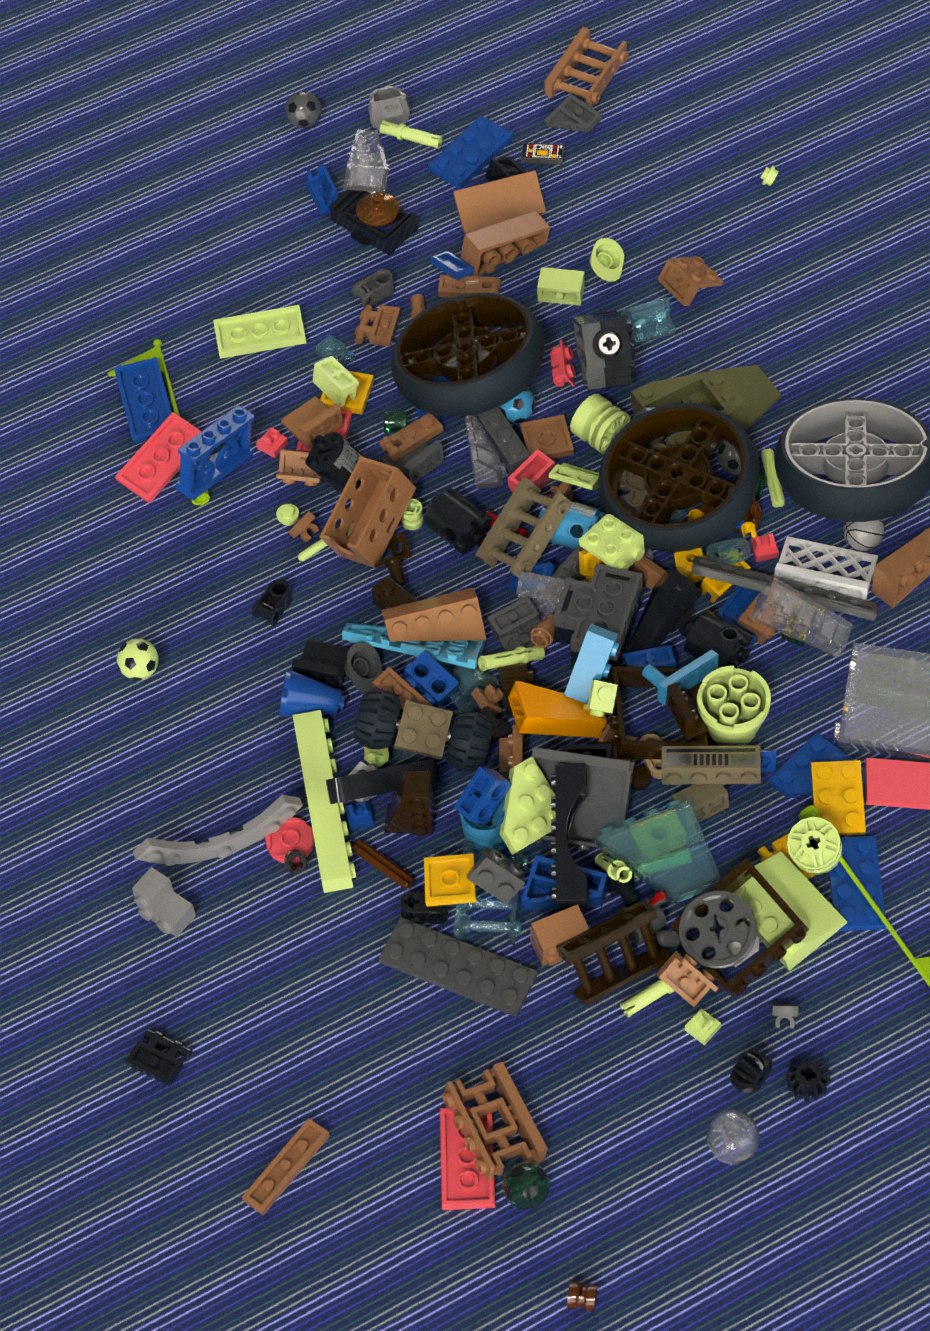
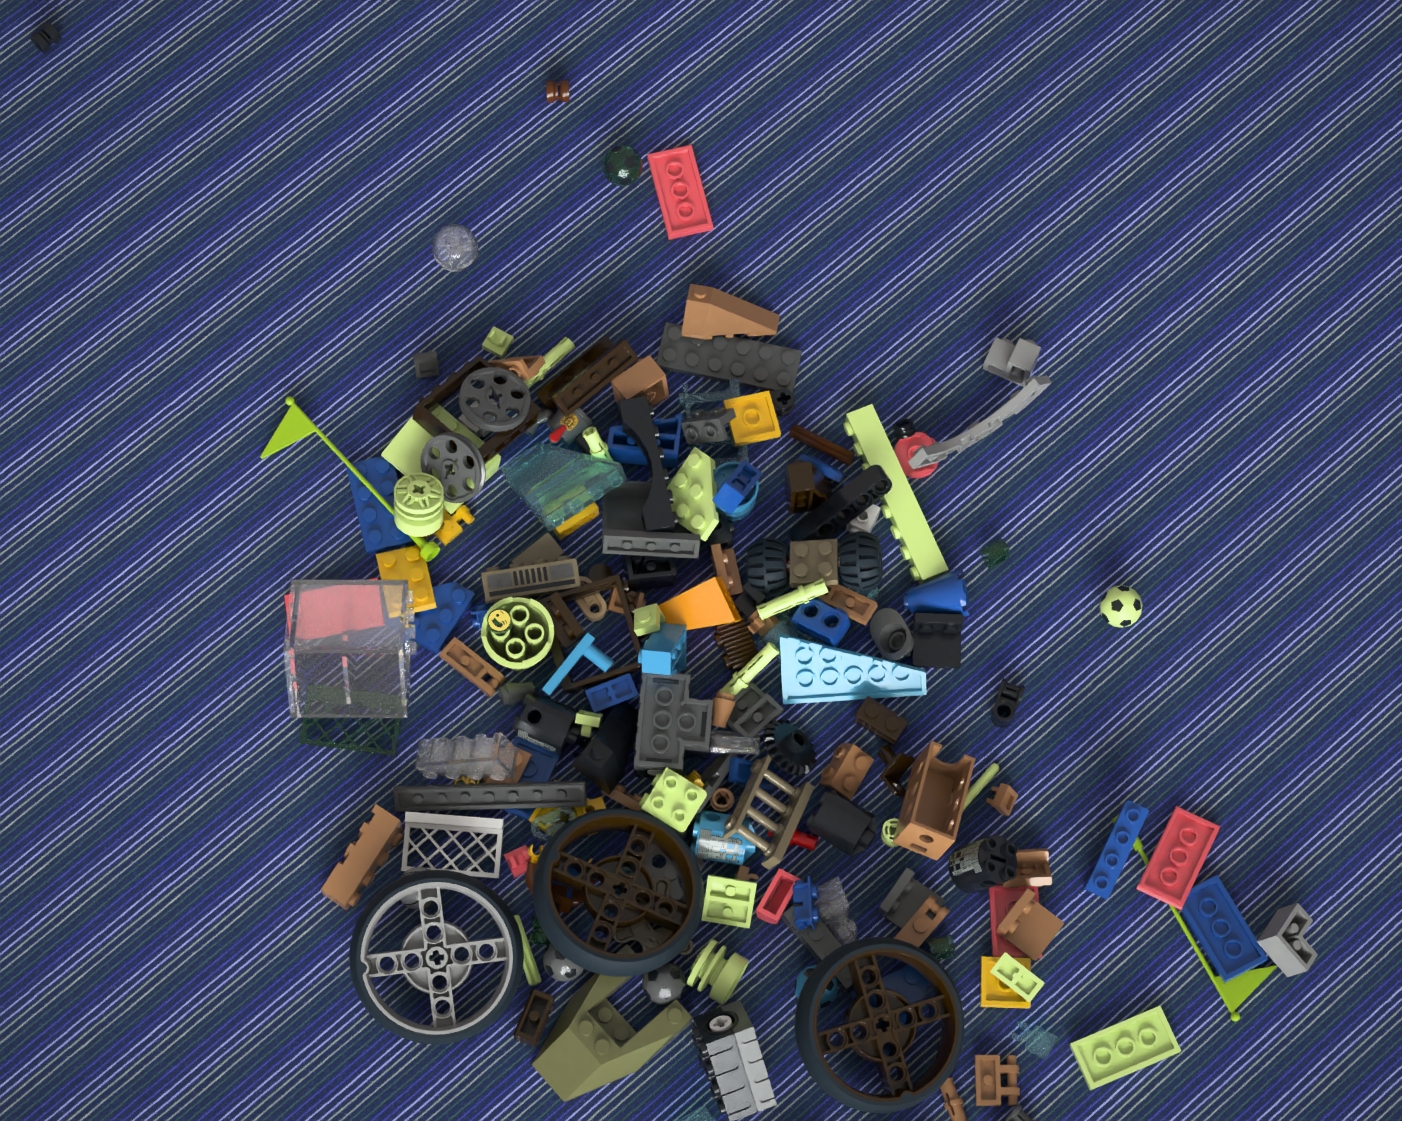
camera: 160 degrees right, 15 degrees up
(91, 379) = (1285, 940): none -> light grey brick
(155, 1063) = (973, 221): black plate -> none
(241, 731) = (995, 553): none -> brick
(272, 442) = (1067, 904): coral tile -> none
(285, 1166) = (832, 153): medium nougat plate -> none
(287, 514) = (1024, 815): yellowish green plate -> none
(390, 837) = (825, 468): none -> blue tile
(438, 618) = (834, 693): medium nougat wedge -> none
(442, 572) = (846, 770): none -> medium nougat bracket
(450, 694) = (787, 601): none -> yellowish green pin
(458, 1002) = (718, 313): none -> medium nougat wedge
(493, 586) = (789, 747): none -> black gear
(506, 459) = (808, 913): none -> blue hinge
(511, 1111) = (648, 227): medium nougat fence -> none
(549, 436) = (773, 956): medium nougat plate -> none
(562, 357) = (779, 1071): coral hinge -> none
(562, 552) = (723, 795): none -> medium nougat cone
(676, 635) = (588, 721): none -> yellowish green tile
(750, 703) = (499, 621): none -> tile
(751, 1071) = (447, 297): black gear -> none
(773, 417) = (534, 1017): none -> dark brown brick
(773, 866) = (461, 468): none -> dark grey wedge
(788, 718) = (472, 666): none -> medium nougat plate
(804, 1070) = (388, 303): black gear -> none

